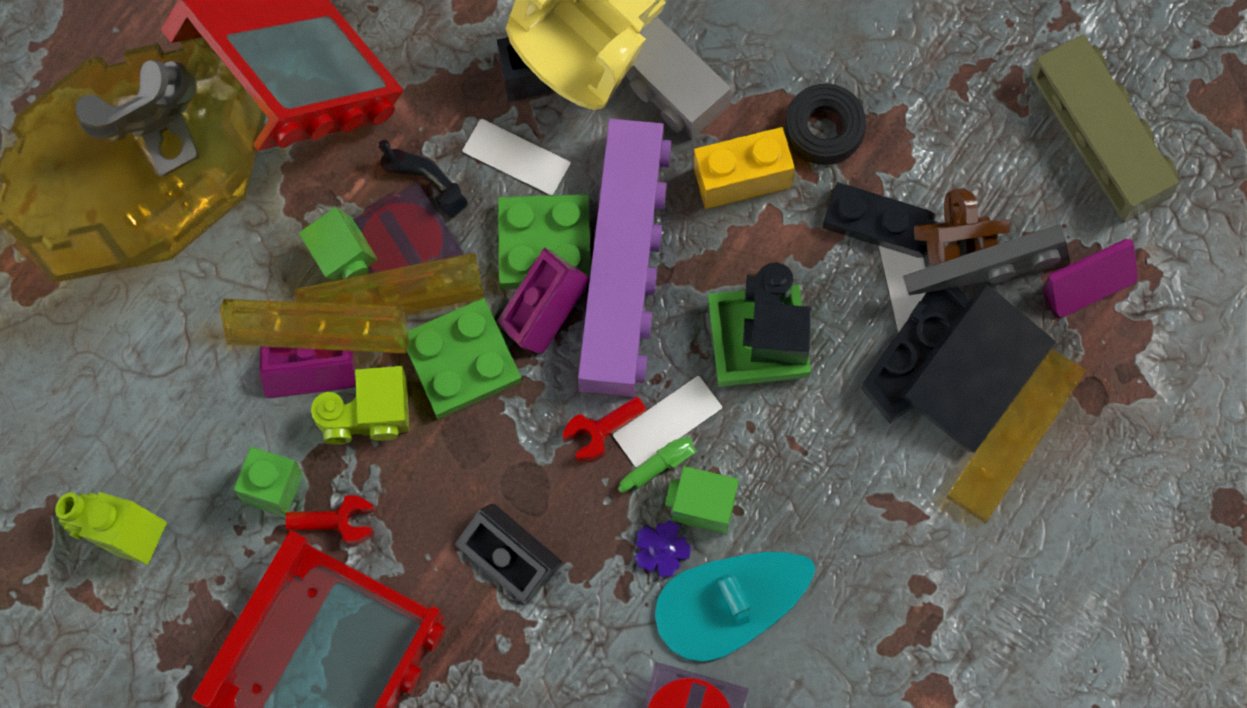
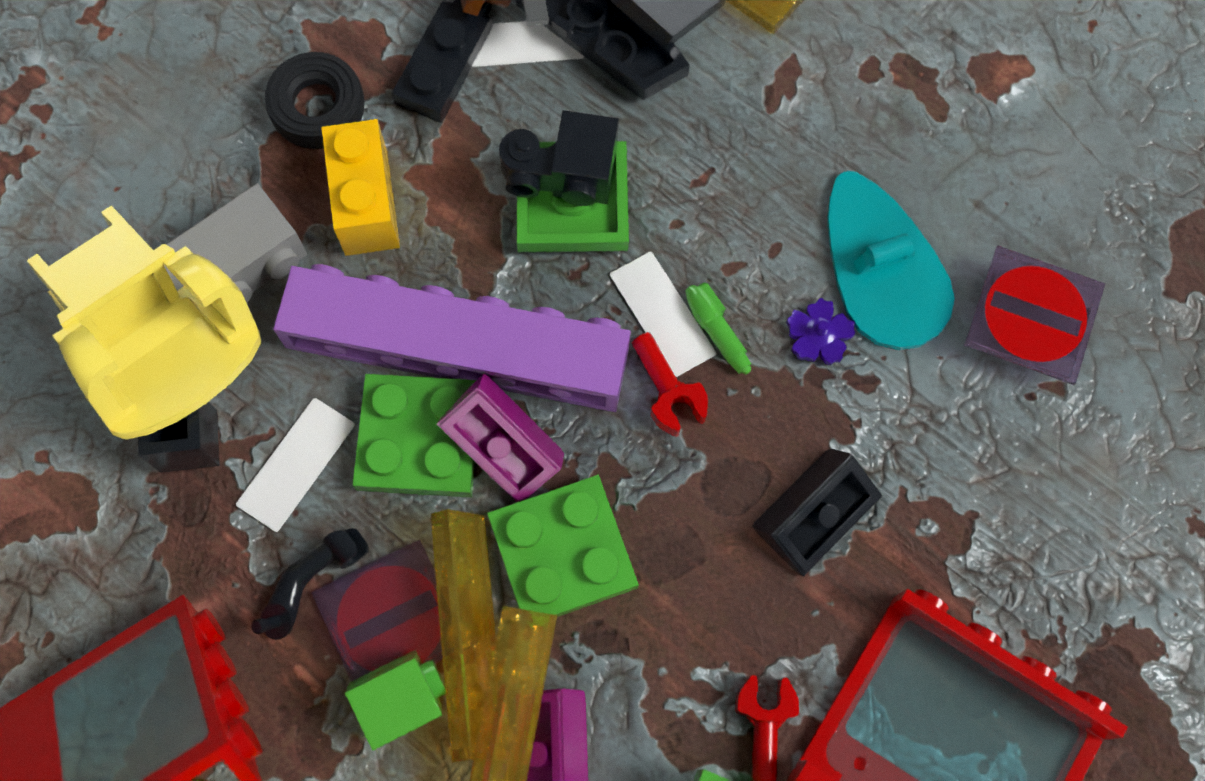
camera: 90 degrees left, 0 degrees up
(376, 410) = (625, 656): lime brick -> none
(702, 499) = (771, 273): bright green brick -> none

